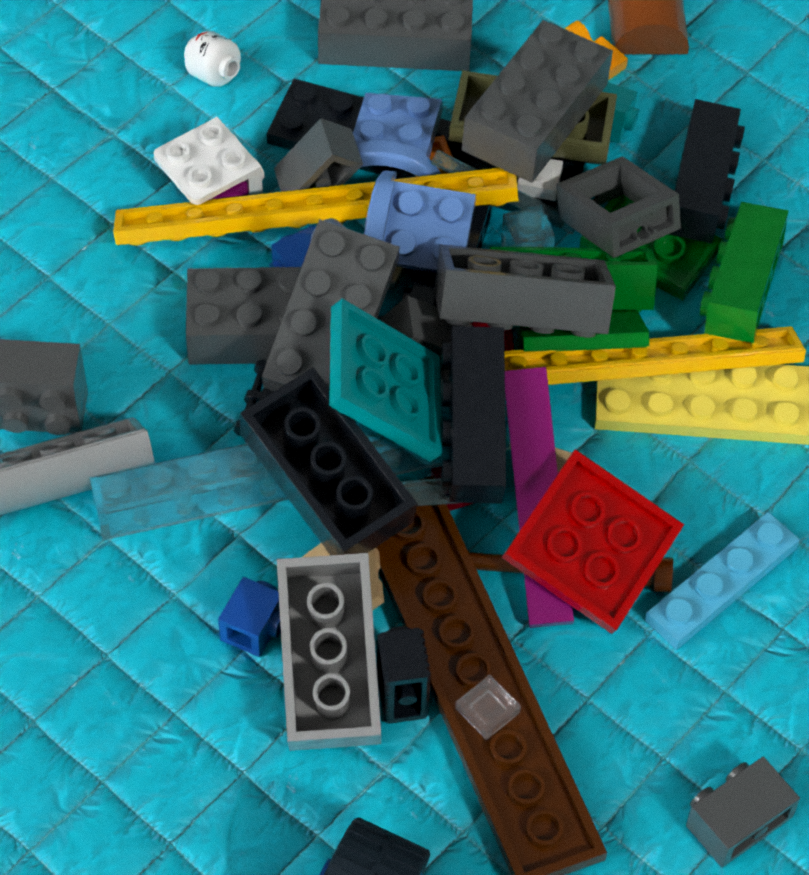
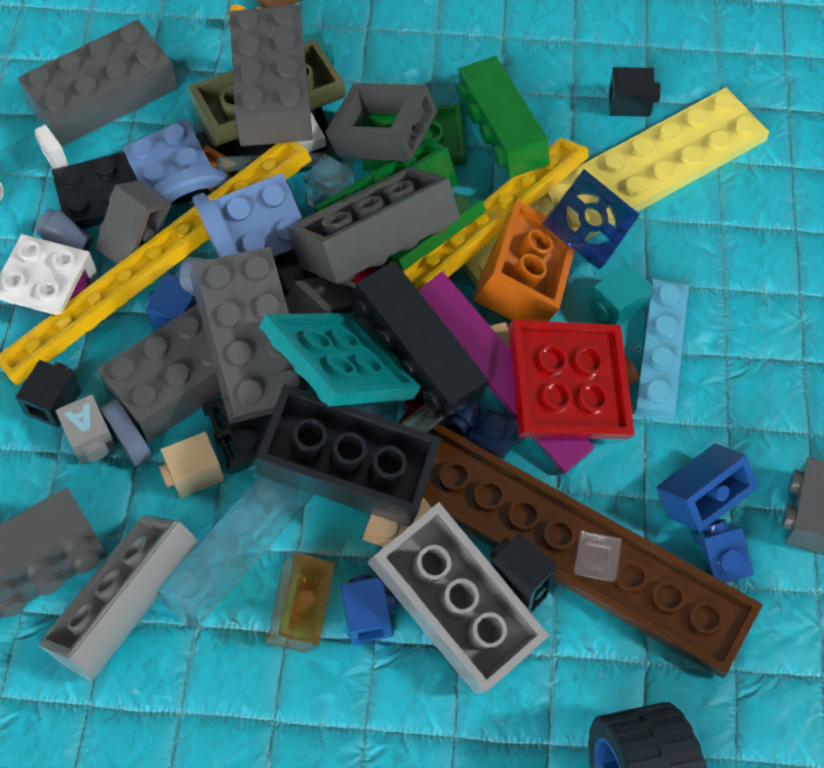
camera: 35 degrees left, 5 degrees up
(138, 267) = (48, 390): none -> black brick
(143, 317) = (86, 430): none -> light grey brick
(173, 341) = (125, 432): none -> sand blue beam
(199, 569) = (300, 603): none -> clear orange brick
(205, 402) = (191, 465): none -> tan brick
(259, 138) = (62, 230): none -> sand blue cone
(307, 57) = (50, 147): none -> white tile
(483, 536) = (492, 432): none -> dark blue plate
(614, 787) = (724, 551): none -> blue bracket
(645, 720) = (707, 487): none -> blue brick
(648, 419) = (525, 268): none -> orange slope
(705, 169) = (410, 56): black brick -> none
(718, 506) = (620, 296): none -> teal brick
(765, 380) = (623, 214): none -> clear blue piece

